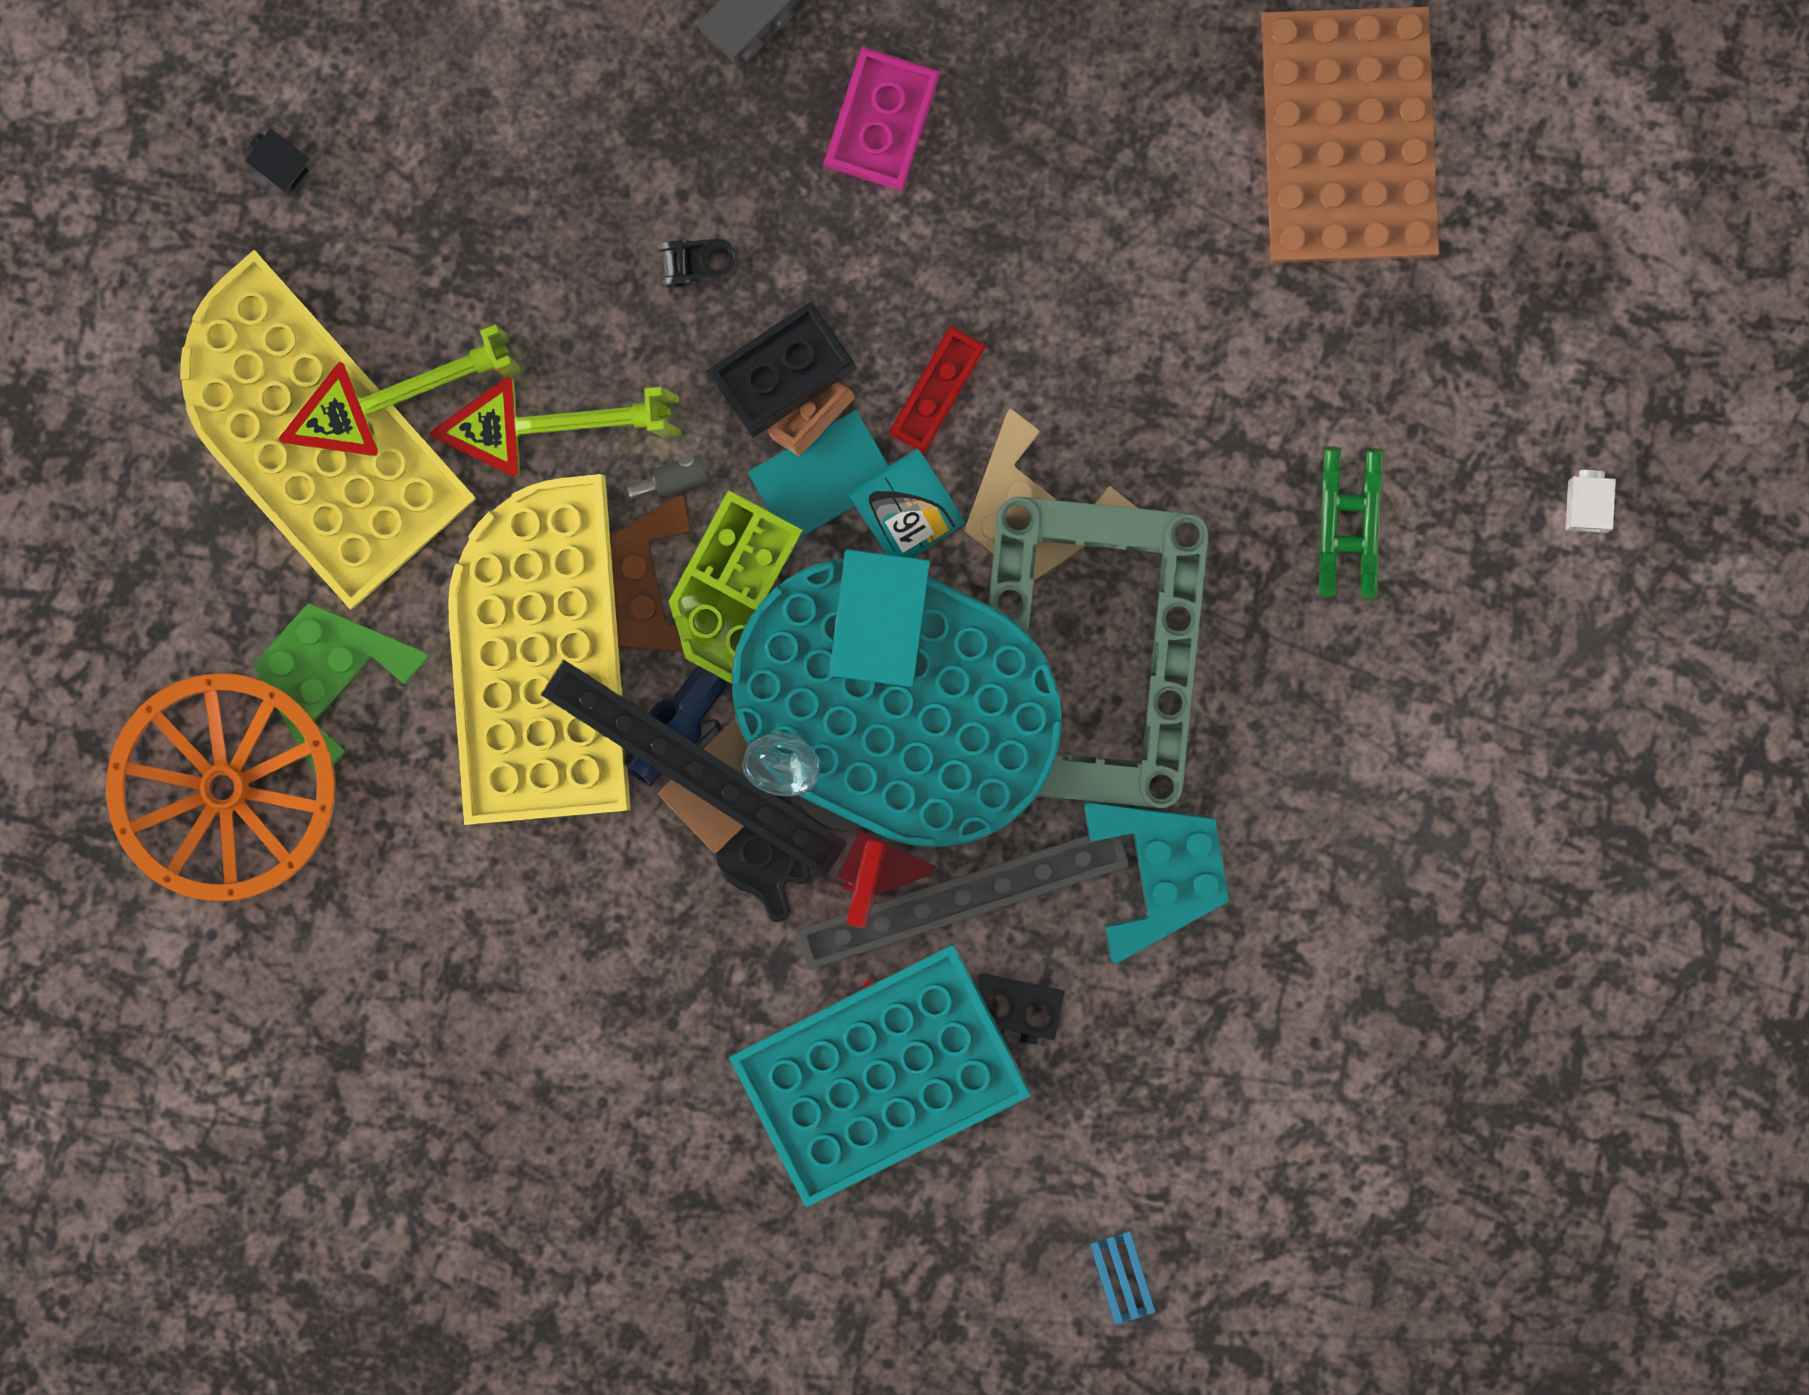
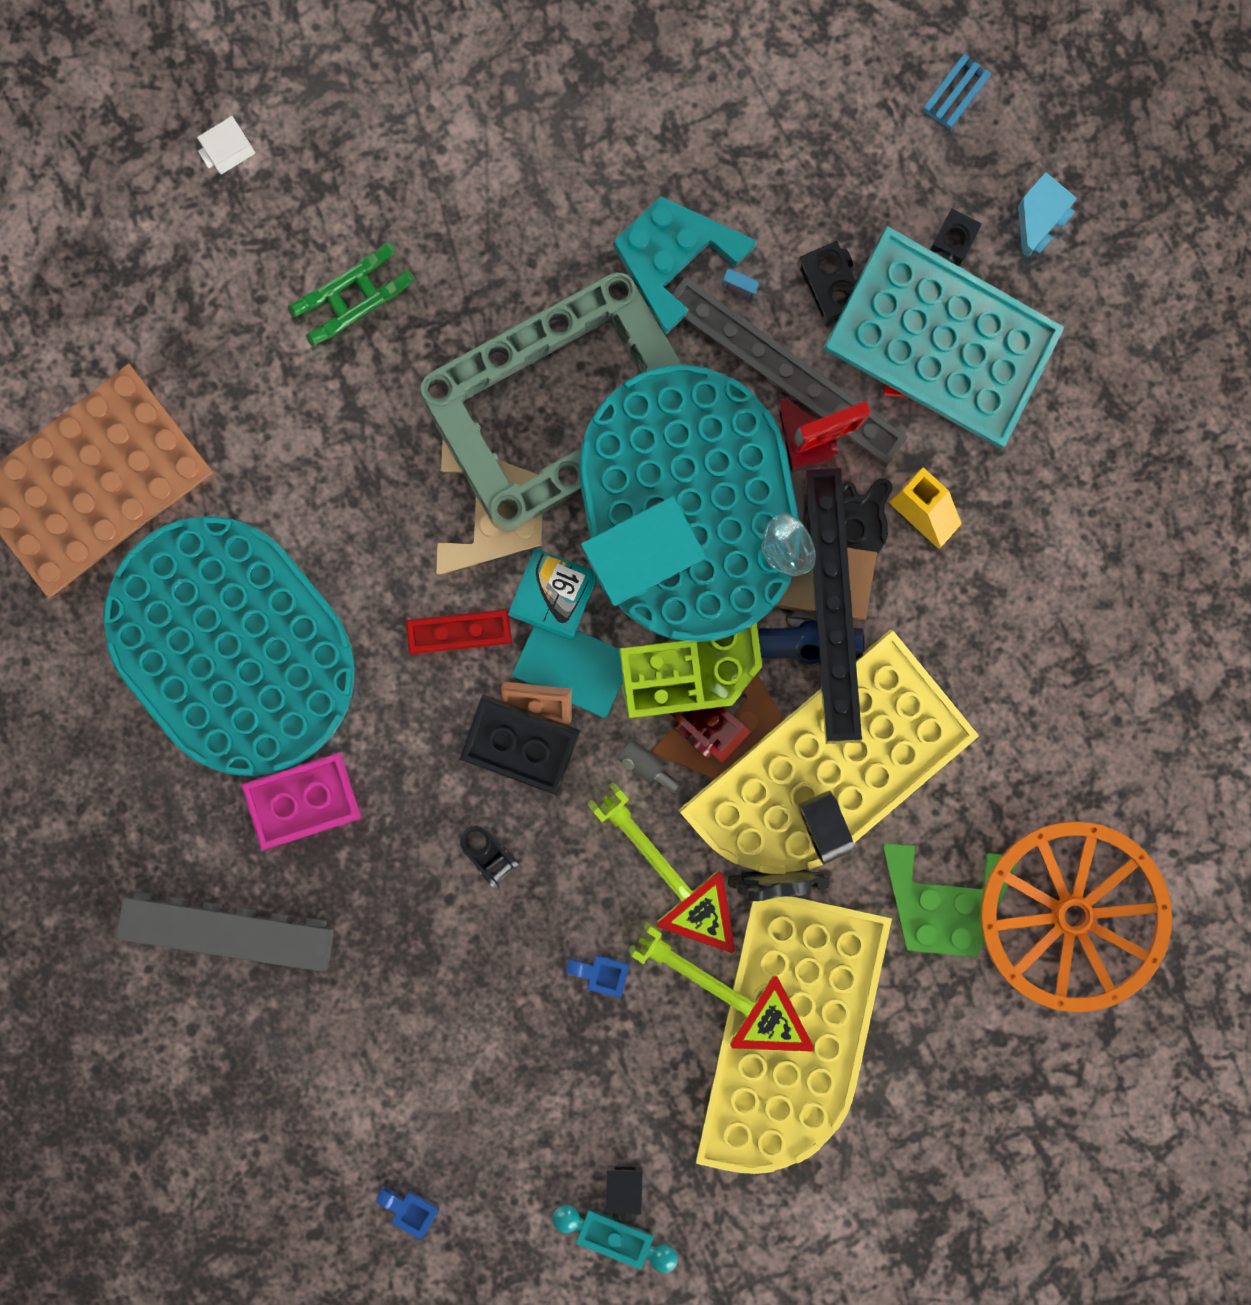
camera: 130 degrees left, 0 degrees up
(239, 121) = (615, 1239): none -> teal plate
(469, 505) = (766, 886): none -> black tile
(483, 606) = (826, 827): none -> black beam
(498, 291) = (604, 976): none -> blue plate
(655, 564) = (714, 729): none -> dark red bracket
(724, 937) = (927, 507): none -> yellow slope
(938, 1270) = (1041, 210): none -> medium azure slope
(986, 1176) = (960, 225): none -> black brick
(1082, 915) = (740, 284): none -> dark azure tile
(1086, 156) = (228, 646): none -> teal tile

